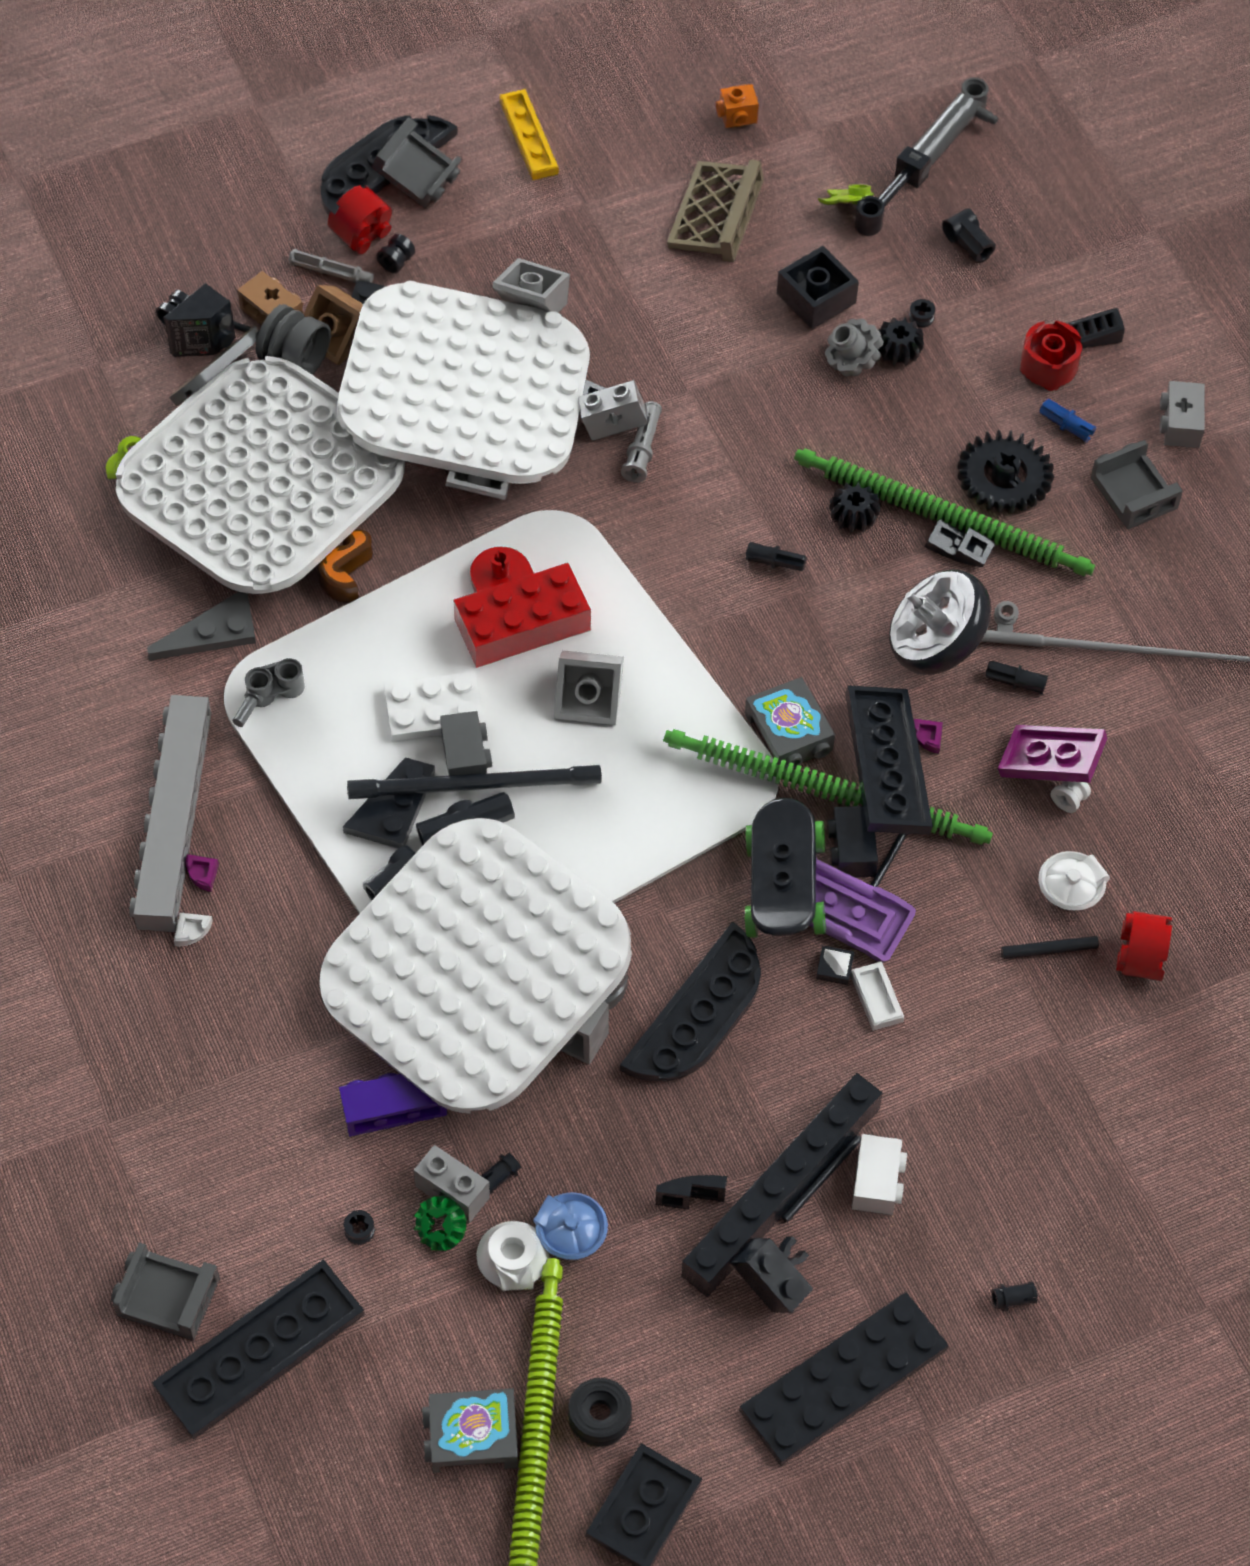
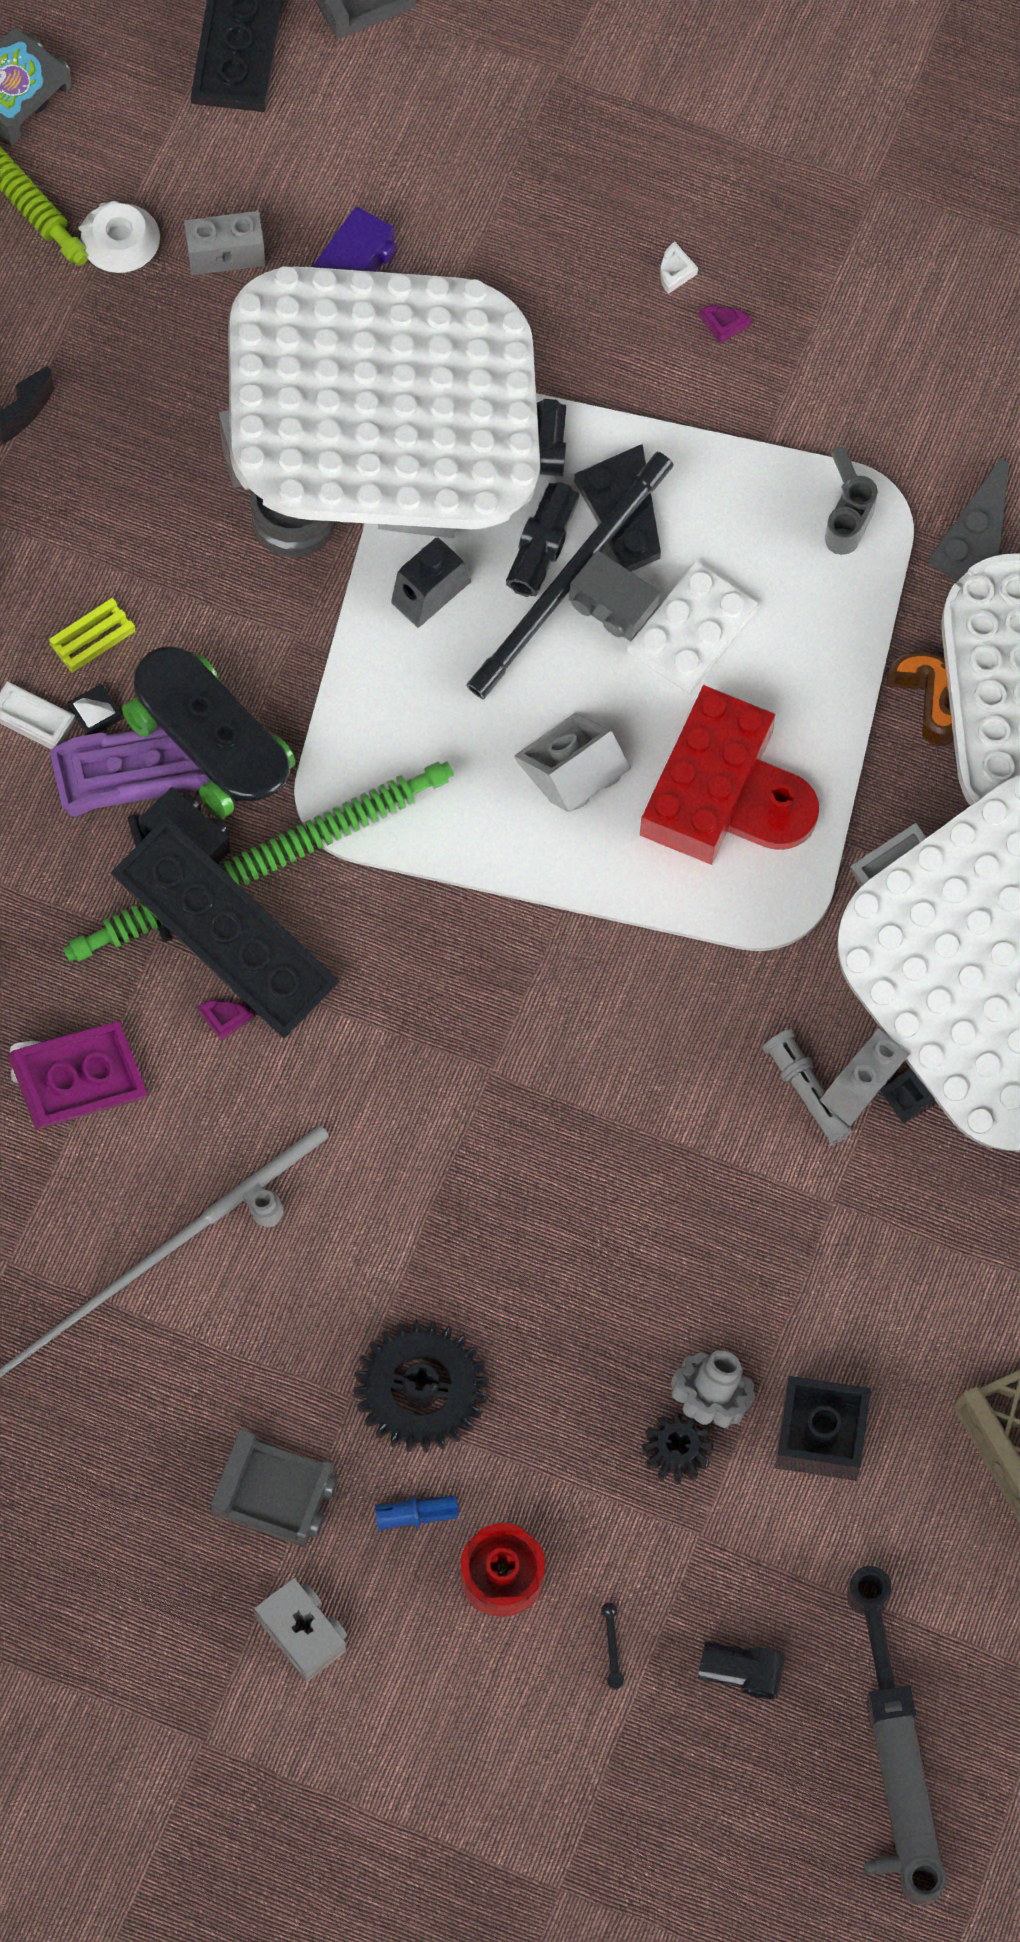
camera: 135 degrees right, 10 degrees up
(172, 814) = (806, 340): light grey brick -> none
(355, 1217) = (260, 166): black bush -> none
(454, 1223) = (202, 205): green gear -> none
(501, 1171) = (198, 298): black pin -> none
(565, 841) = (434, 576): none -> black torso
(571, 1225) = (94, 293): medium blue piece -> none
(699, 1012) = (168, 561): black plate -> none
(775, 557) = (548, 1072): black axle -> none
(791, 722) = (357, 897): panel -> none
(791, 1007) = (83, 624): none -> neon yellow tile
(852, 194) = (917, 1586): lime plate -> none
(854, 507) = (529, 1184): black gear -> none
(907, 497) = (627, 1217): bright green hose -> none
(922, 320) = (681, 1515): black bush -> none
(950, 631) = (318, 1094): flat silver wheel -> none
(961, 547) = (387, 1257): slope -> none
(1016, 676) = (194, 1150): black axle -> none
(1036, 284) = (615, 1679): none -> black hinge
(1102, 320) = (478, 1690): black slope -> none

